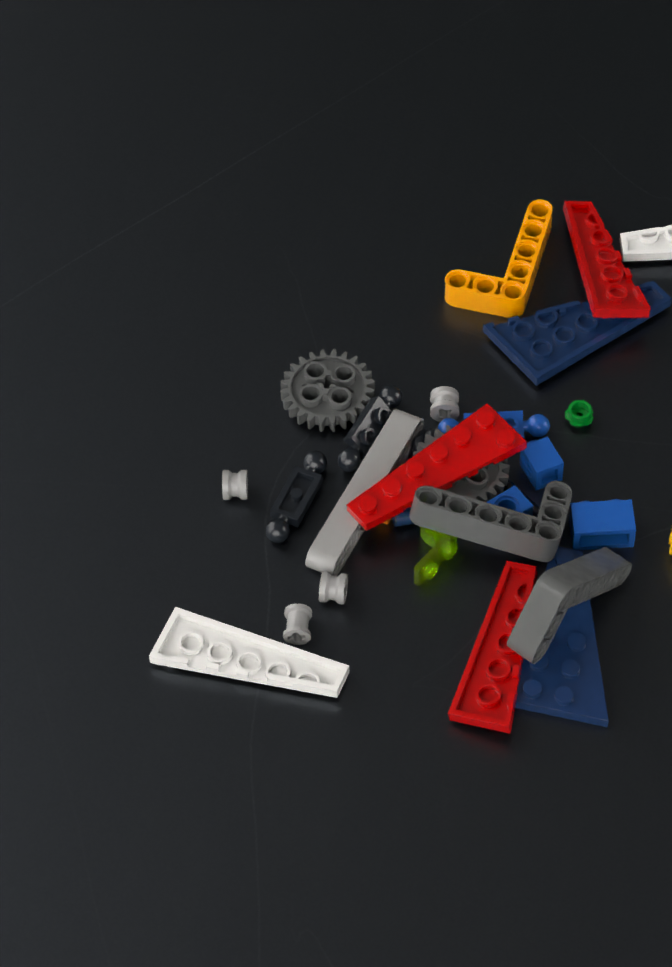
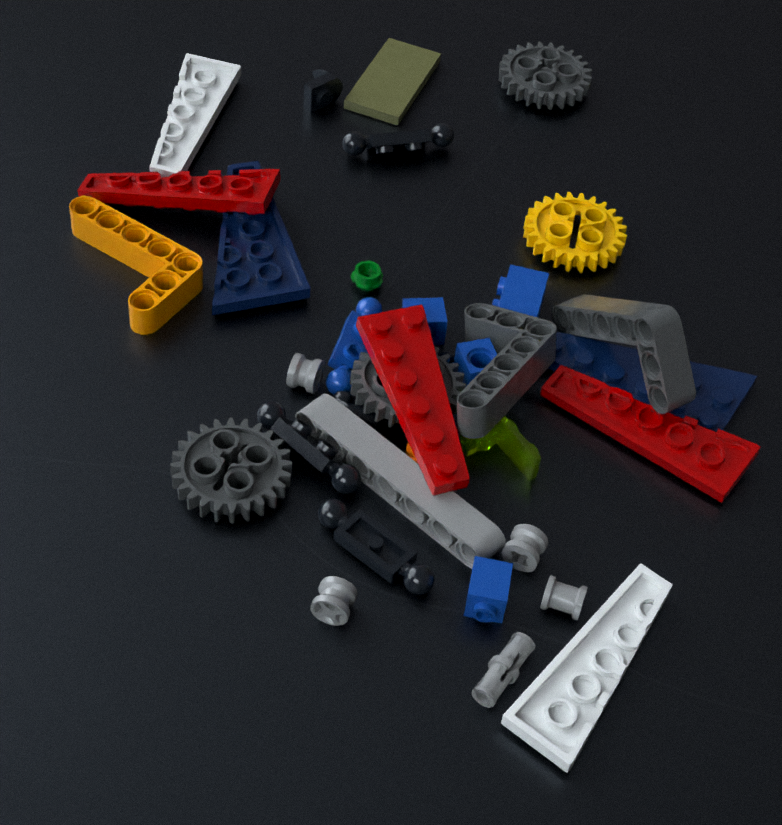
camera: 80 degrees left, 5 degrees down
(200, 598) = (503, 669): none -> light grey pin
(282, 574) = (488, 590): none -> blue brick

